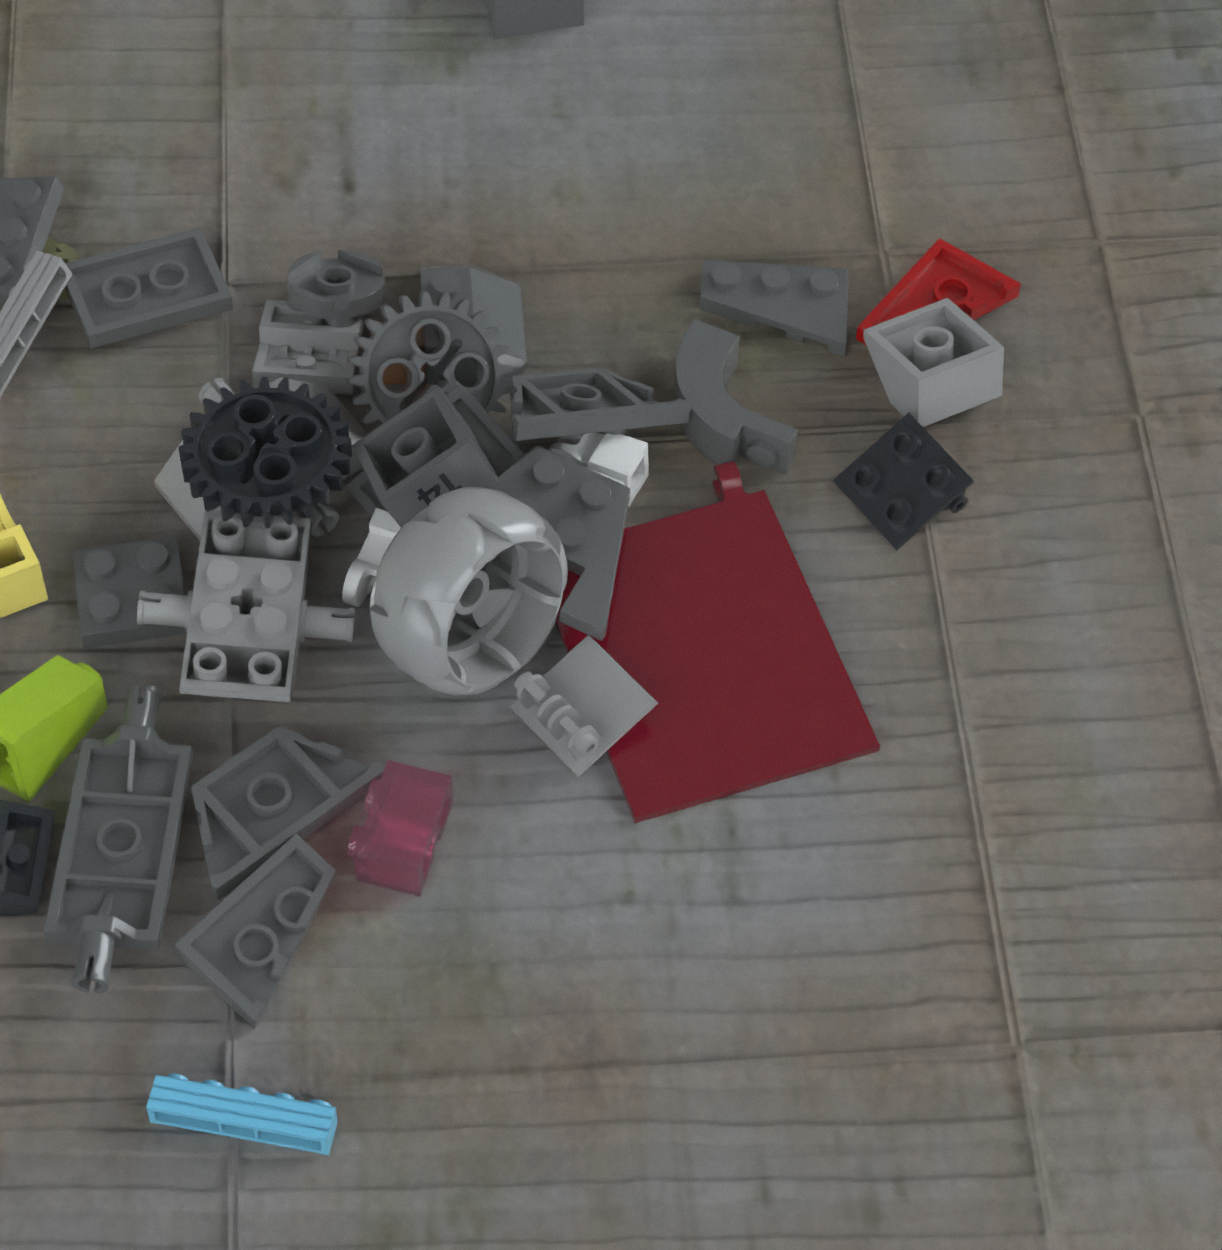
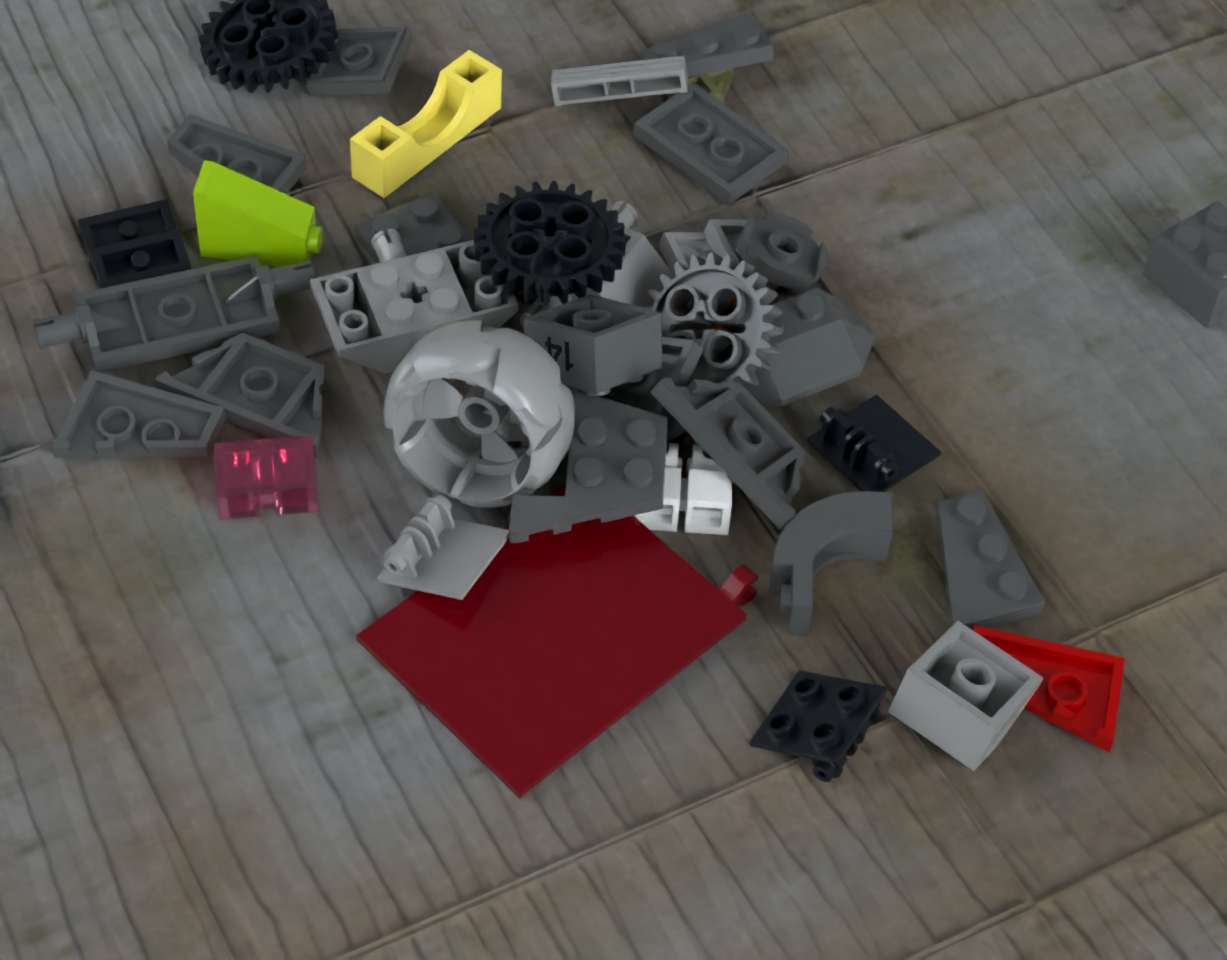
camera: 65 degrees right, 5 degrees down
(607, 319) = (872, 445): none -> black hinge

